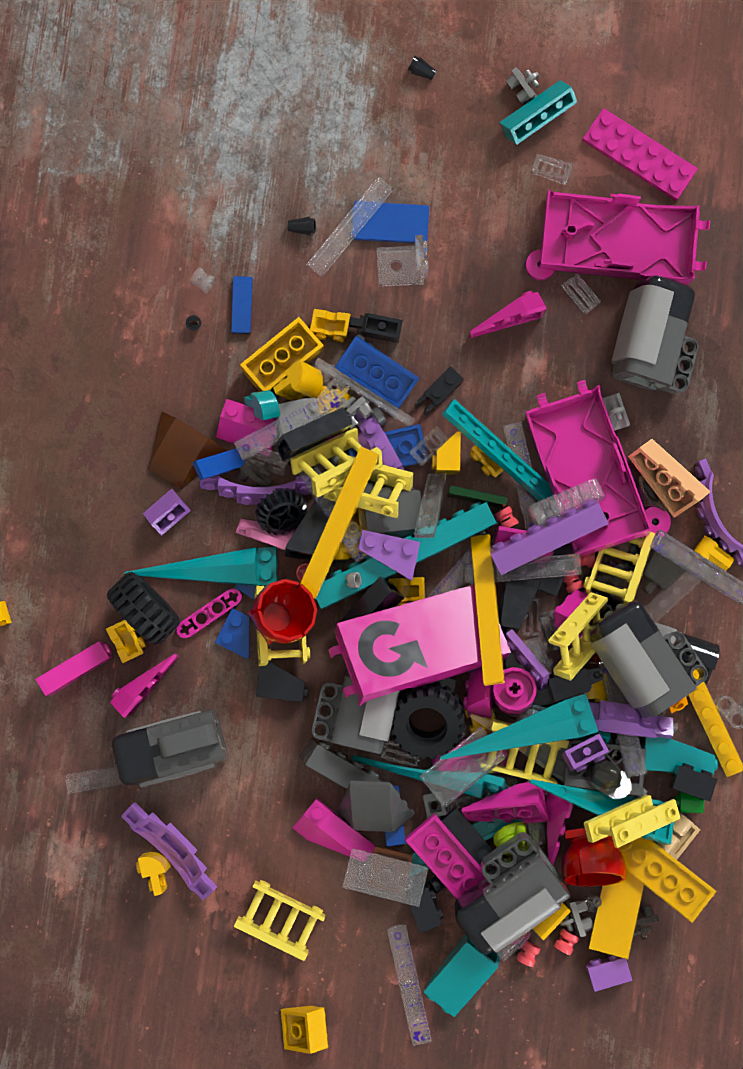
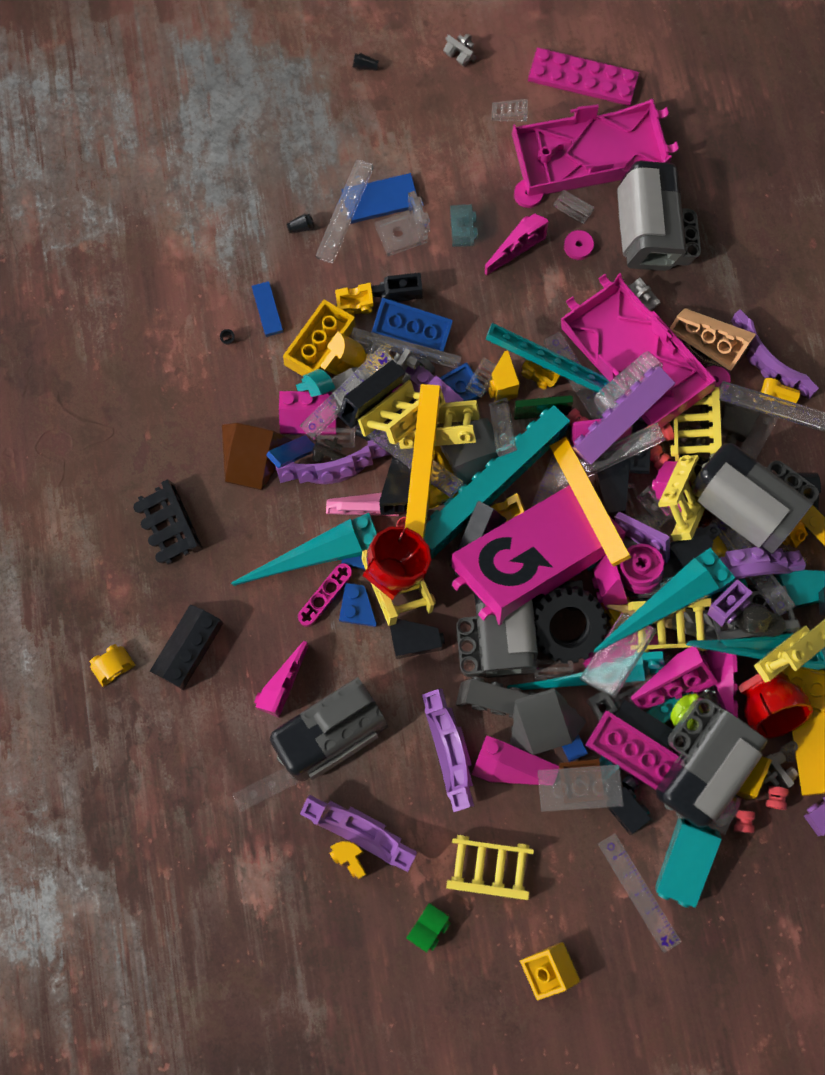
camera: 15 degrees left, 10 degrees down
(63, 622) = (187, 646): none -> black slope
(74, 668) = (210, 686): dark pink slope -> none
(93, 483) = (183, 524): none -> black fence
(126, 641) = (252, 643): yellow cylinder -> none
(143, 608) = (261, 602): black tyre -> none
(166, 512) = (255, 512): medium lavender brick -> none
(202, 280) = (224, 297): clear wheel -> none
(206, 955) = (428, 927): none -> green brick
(276, 512) = (367, 479): black gear -> none
(280, 801) = (450, 749): none -> medium lavender piece
(353, 580) = (454, 512): light grey hinge -> none
(392, 551) = (480, 474): medium lavender wing -> none
(440, 389) = (475, 326): black hinge -> none
(463, 268) = (460, 216): none -> clear light blue brick
(538, 112) = (481, 66): teal brick -> none
(575, 328) = (582, 238): none -> dark pink piece

